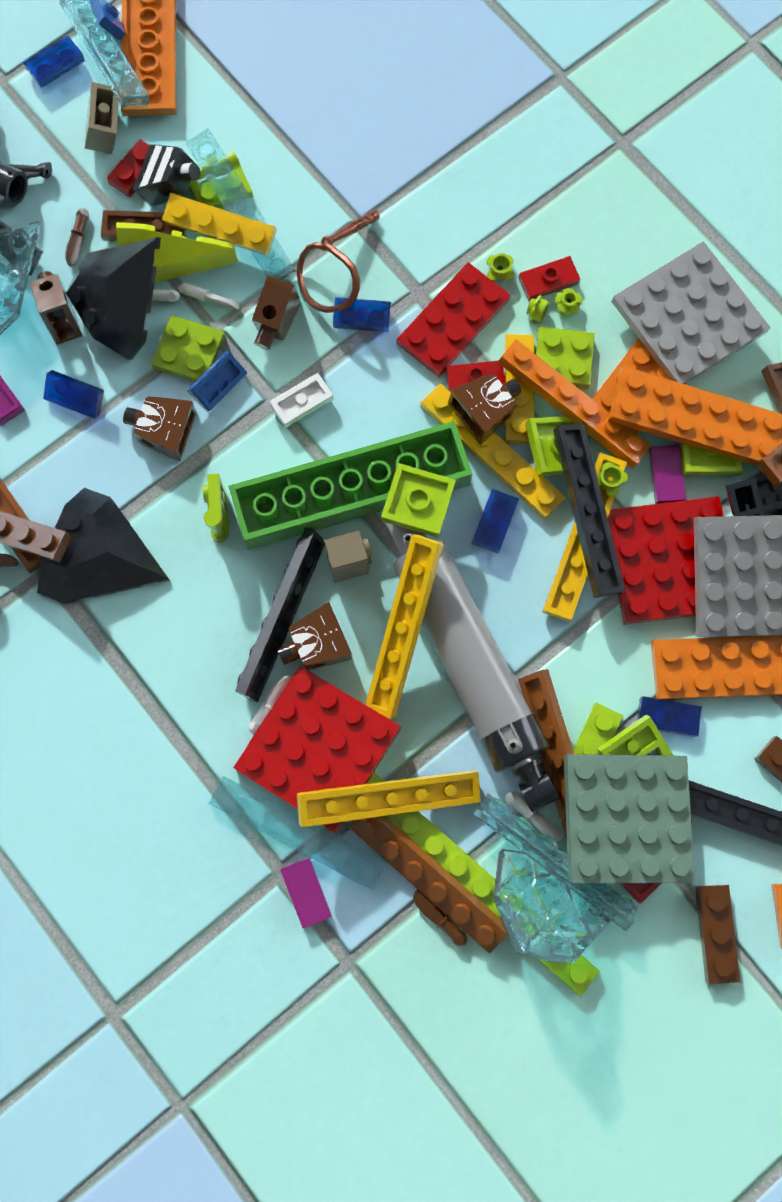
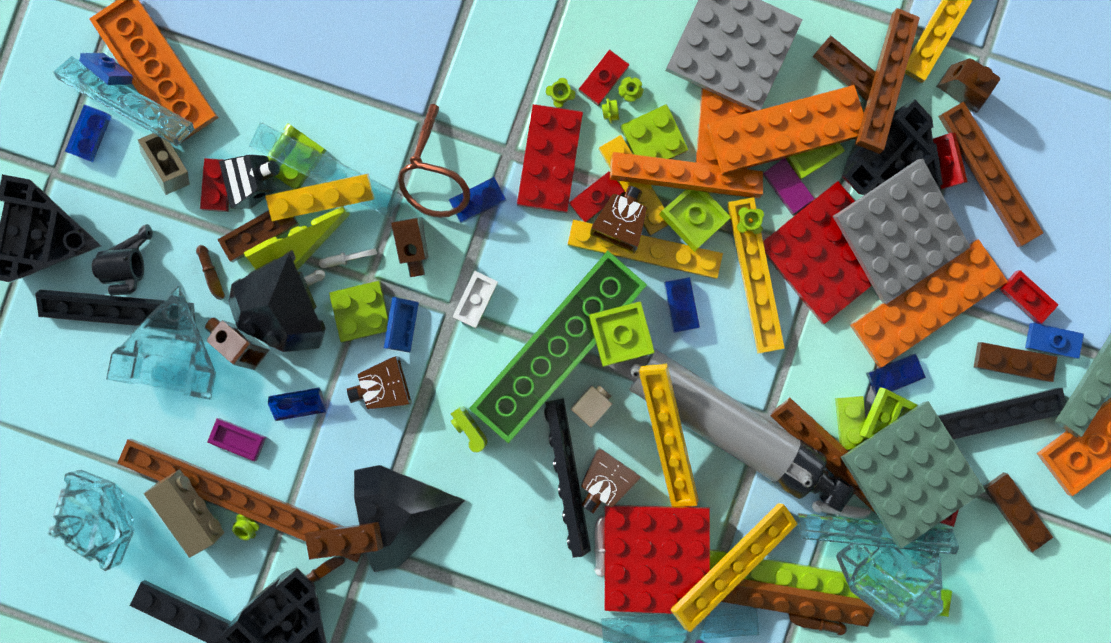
camera: 30 degrees left, 10 degrees up
(588, 510) = (749, 257): black plate -> none

